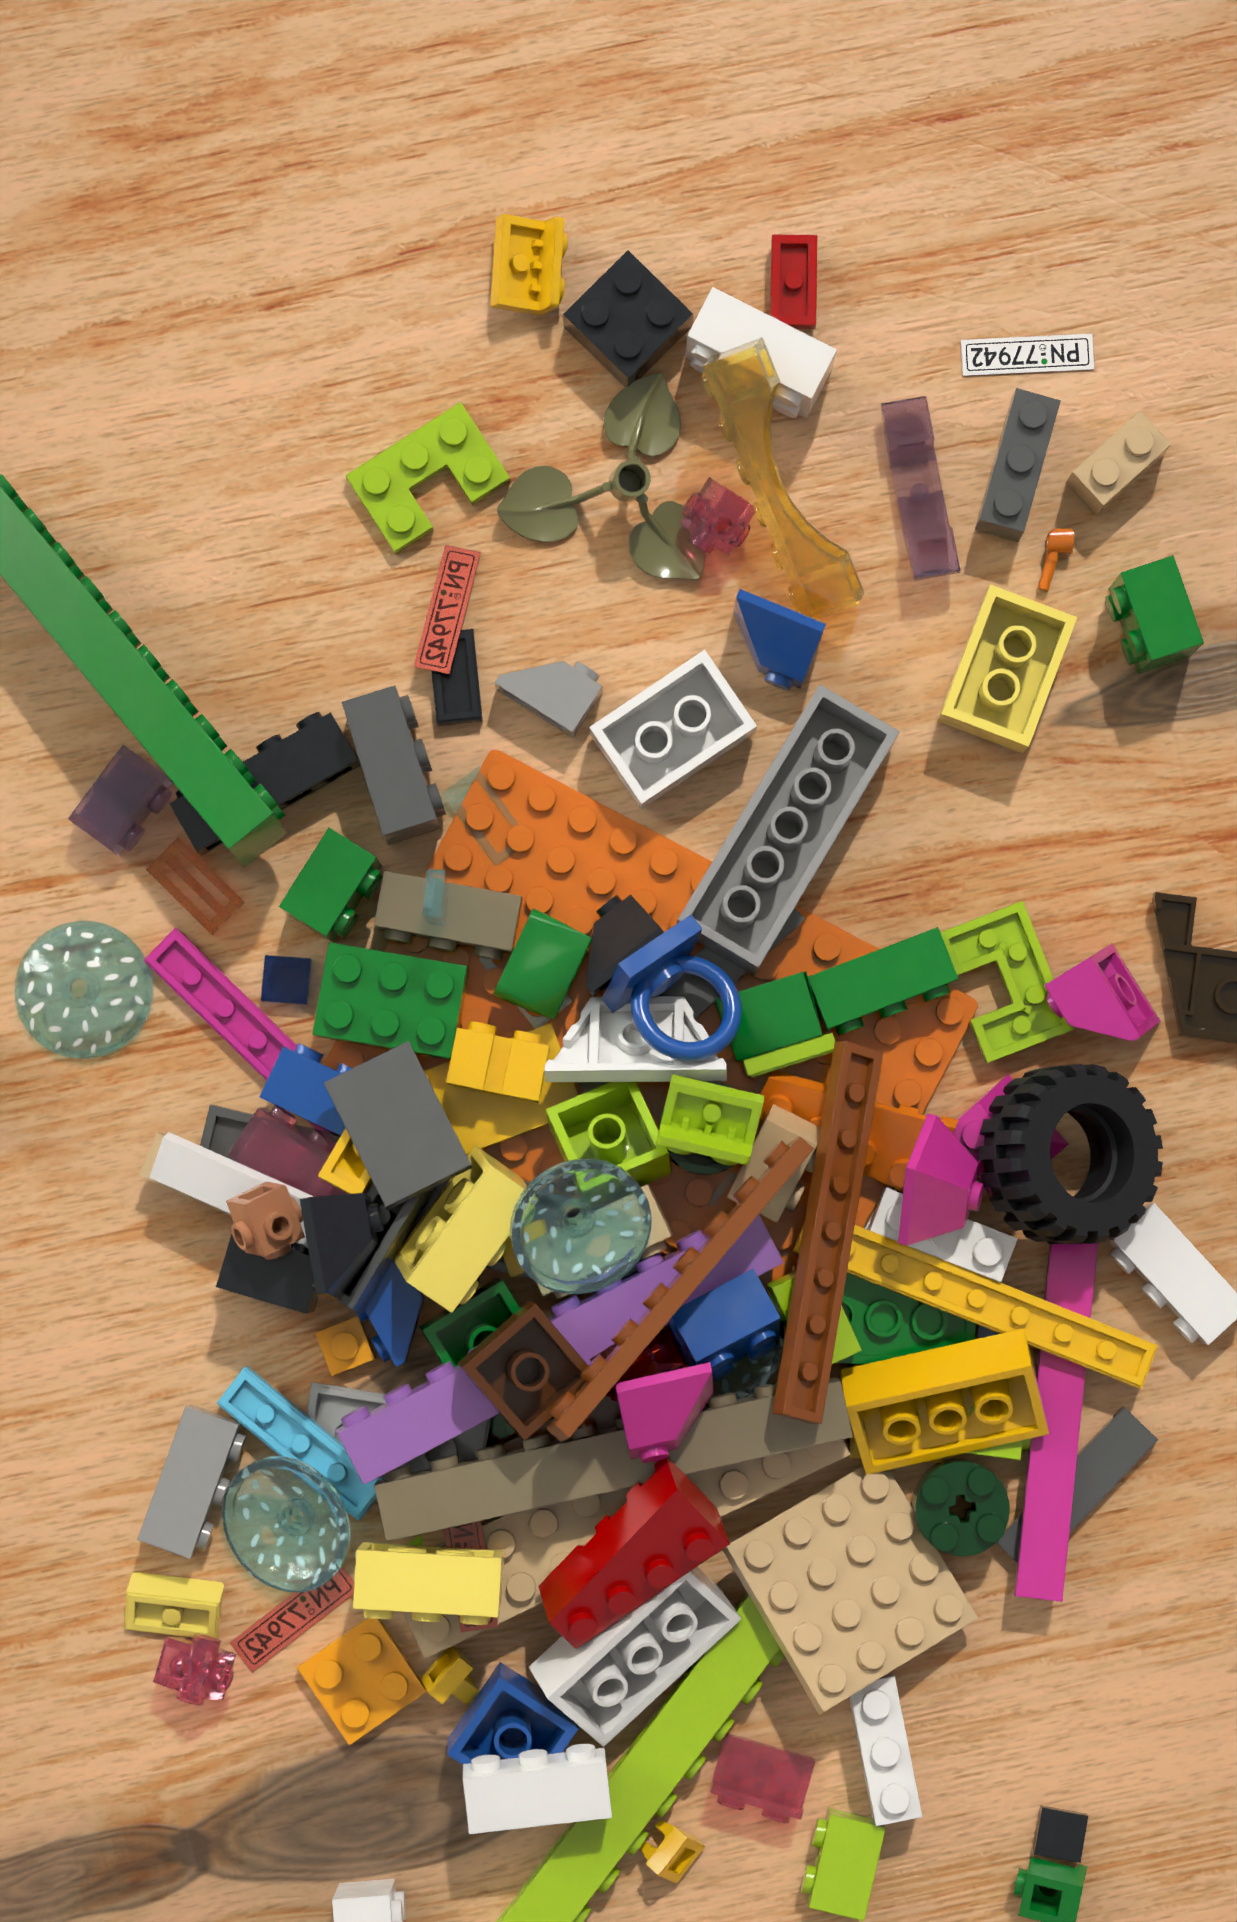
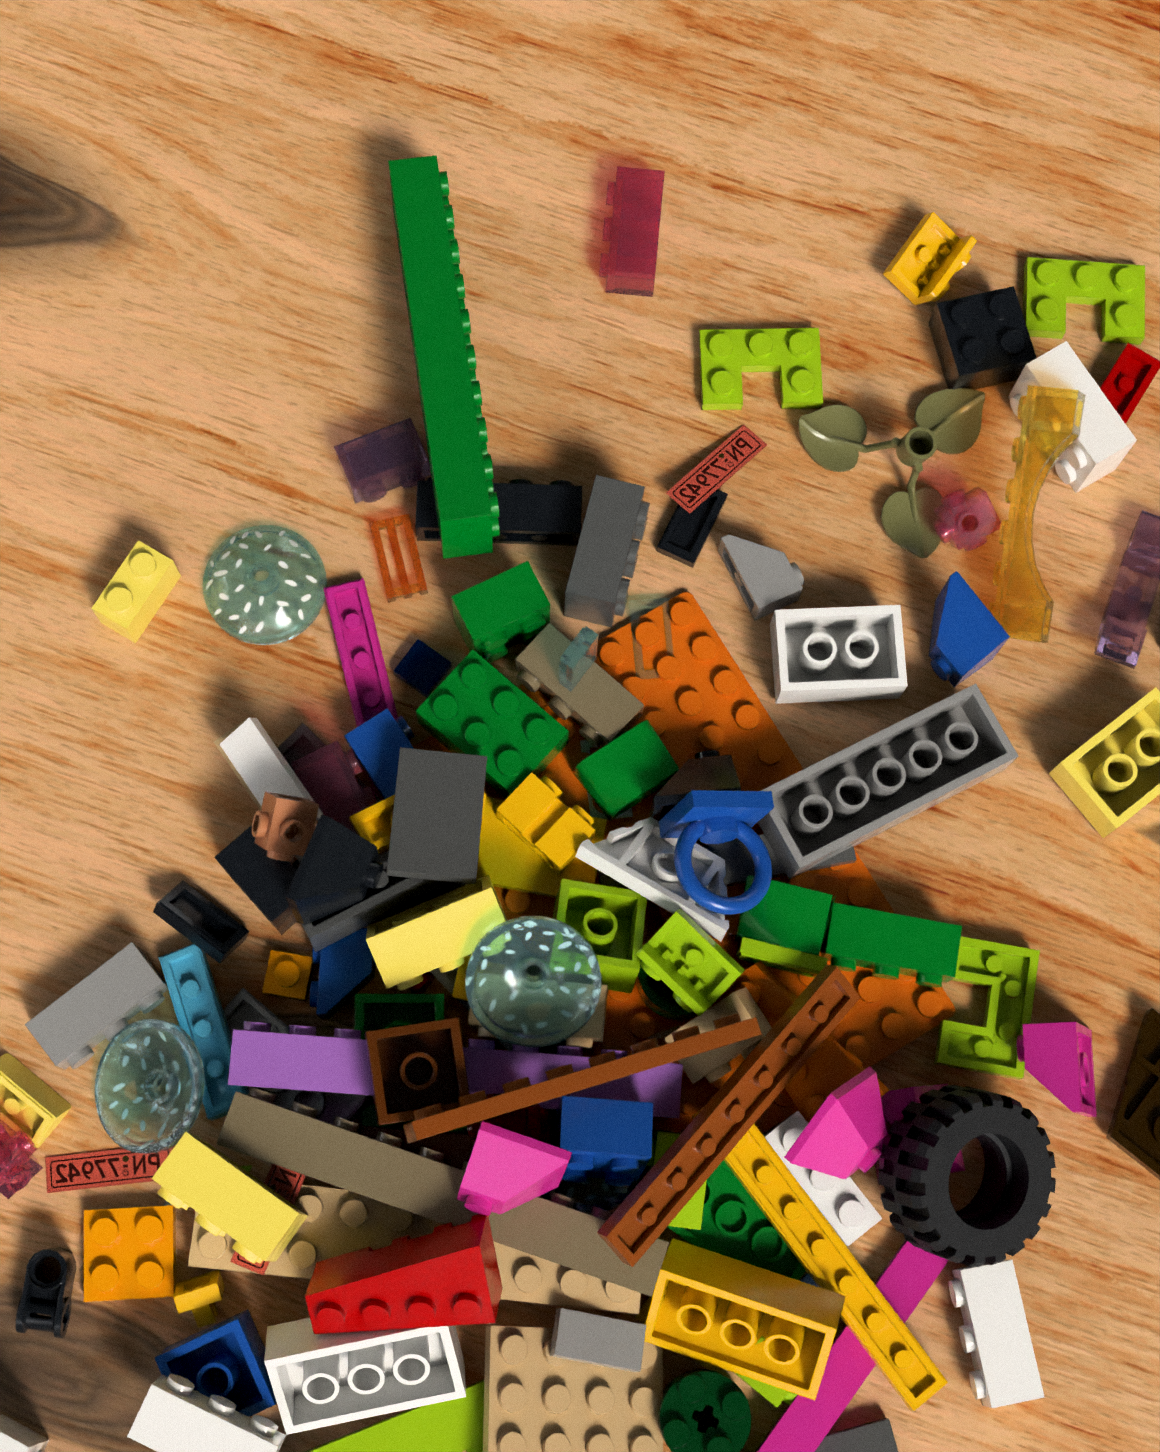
camera: 25 degrees right, 10 degrees down
(217, 412) = (632, 231): none -> clear pink brick
(234, 1346) = (201, 921): none -> black tile
(315, 1766) = (47, 1296): none -> black piece
(665, 207) = (1111, 285): none -> lime plate
(828, 1499) = (598, 1340): none -> light grey tile

